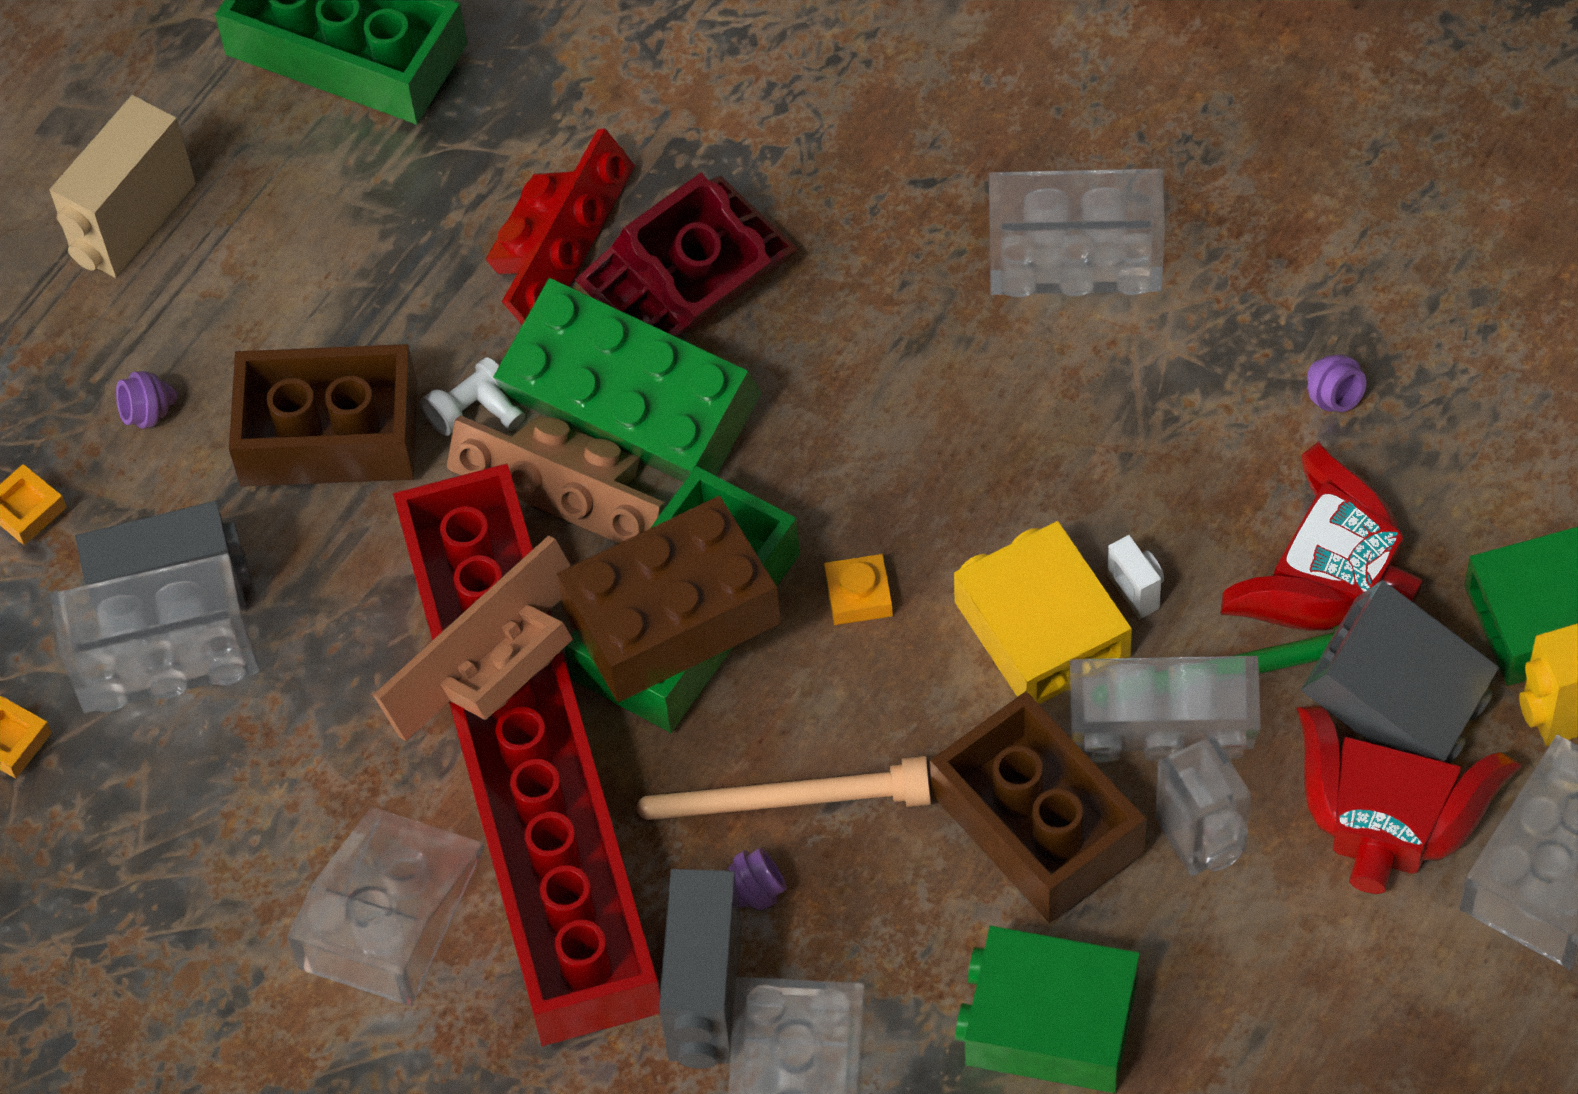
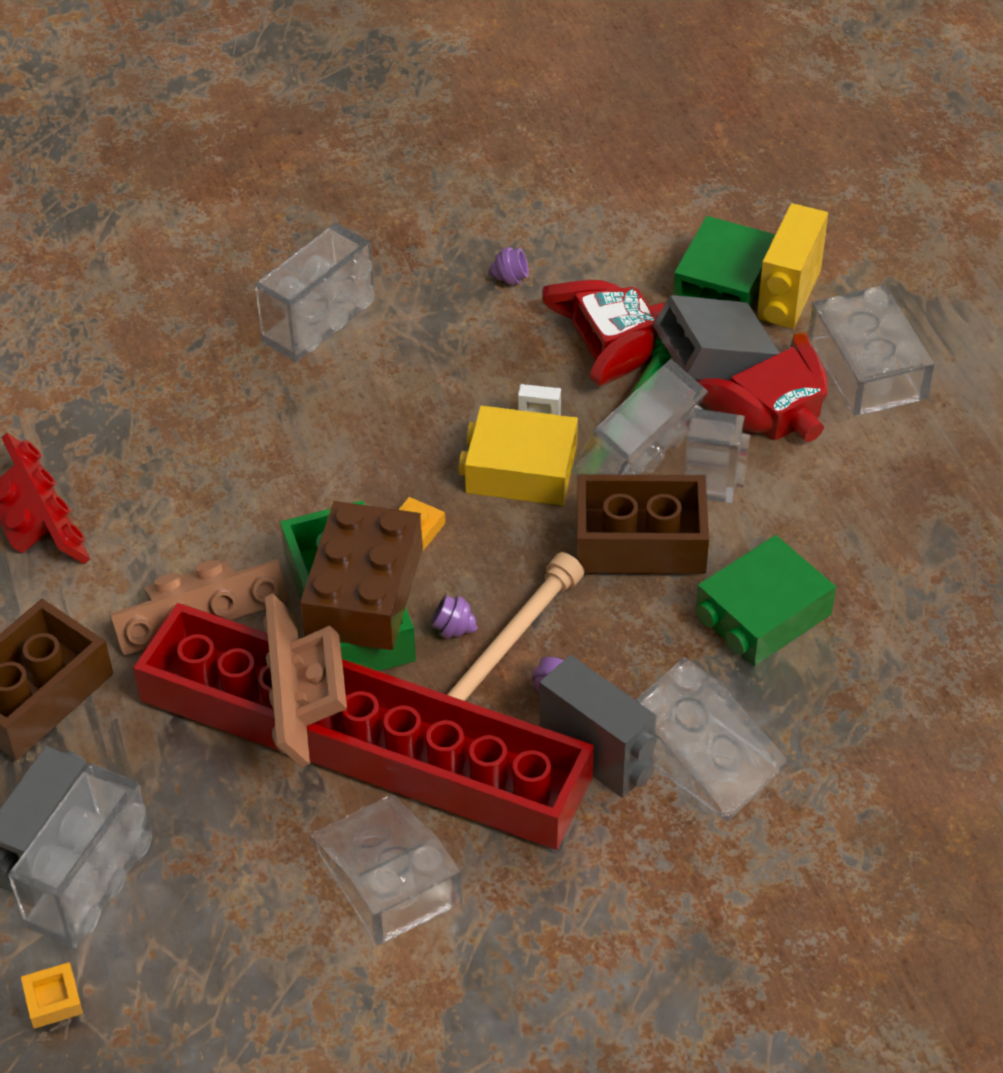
camera: 55 degrees left, 10 degrees down
(443, 407) = (93, 600): white piece -> none
(627, 383) = (181, 525): green brick -> none
(687, 257) = (130, 459): dark red slope -> none
(751, 725) = (453, 617): none -> medium lavender plate

